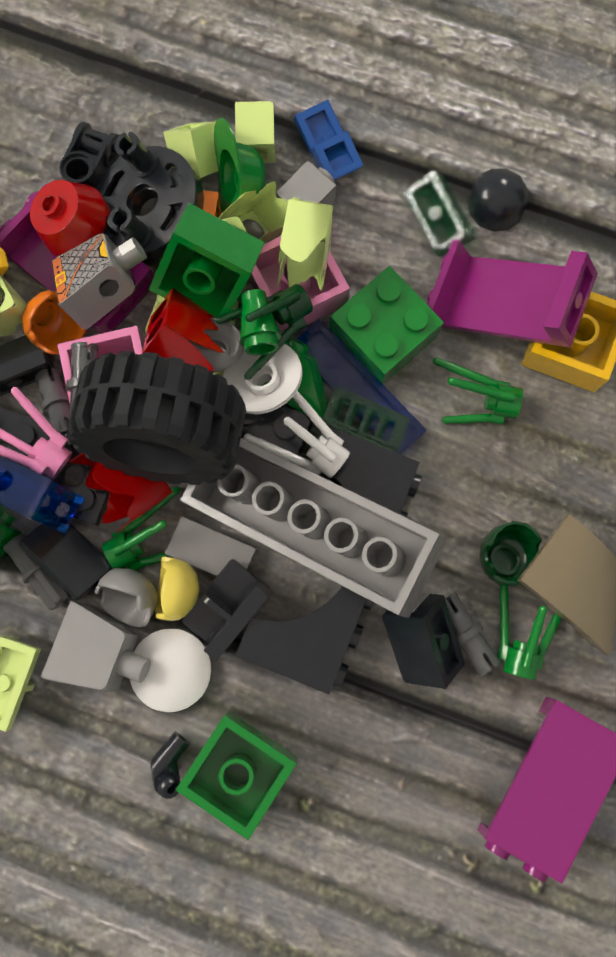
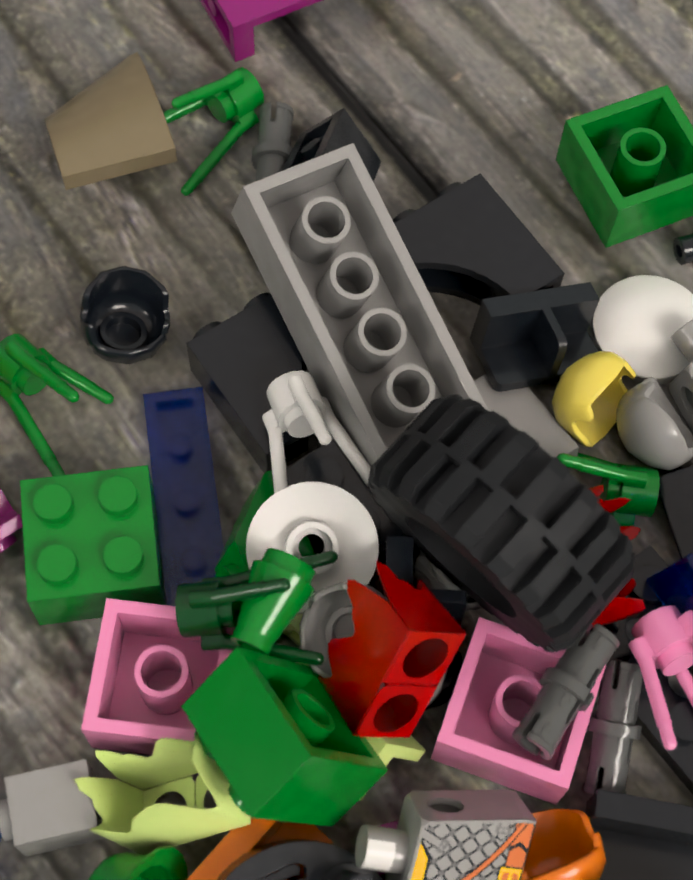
camera: 150 degrees left, 15 degrees down
(305, 241) = (129, 651): yellowish green piece -> none
(372, 408) = (235, 481): clear green slope -> none
(468, 462) = (125, 315): none -> black hair
(508, 552) = (161, 199): dark green hair -> none

